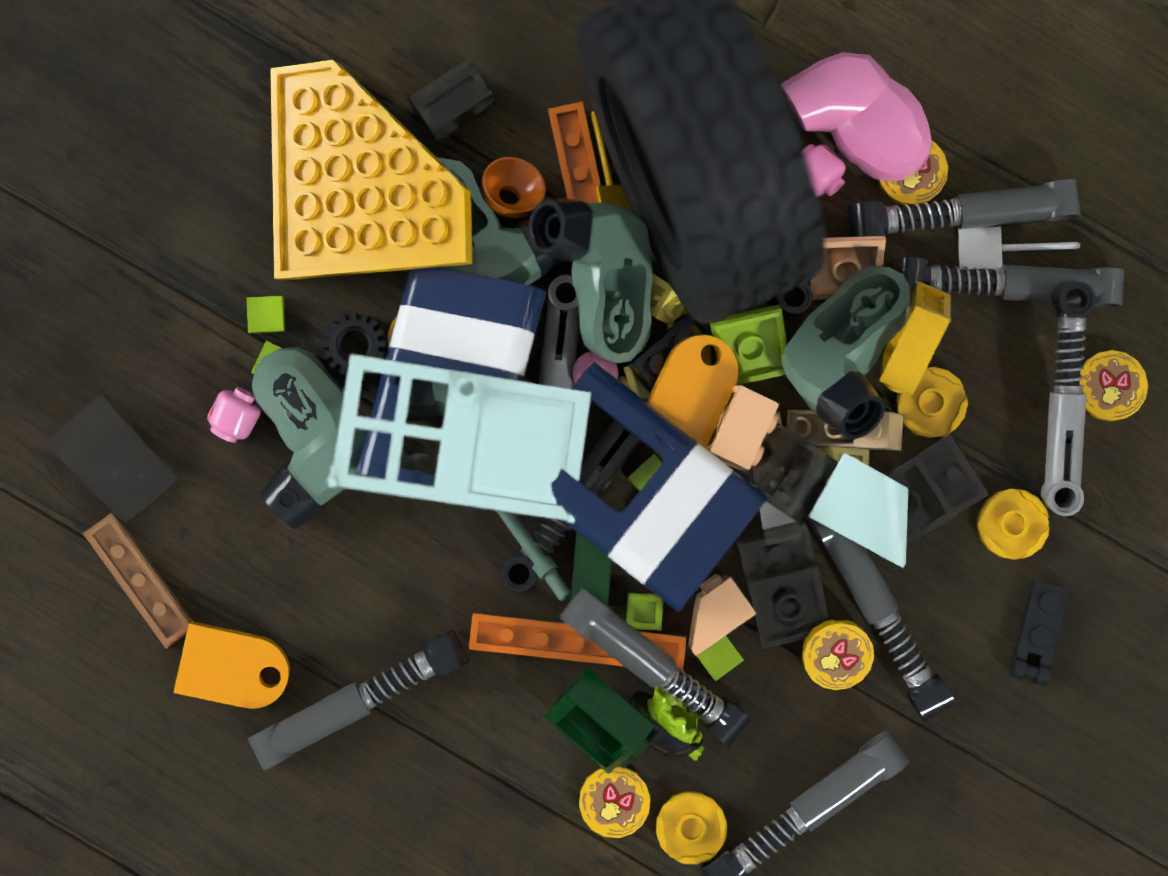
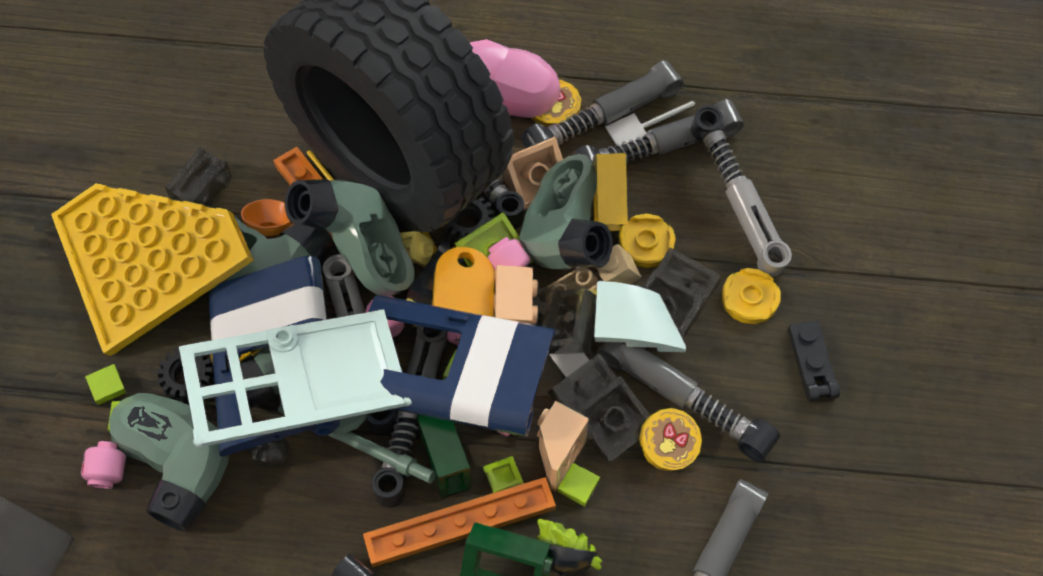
camera: 25 degrees left, 25 degrees down
(652, 665) = (458, 470): dark grey piece -> none
(761, 369) = (509, 253): none -> bright pink head
(1113, 385) = (770, 176): tile -> none

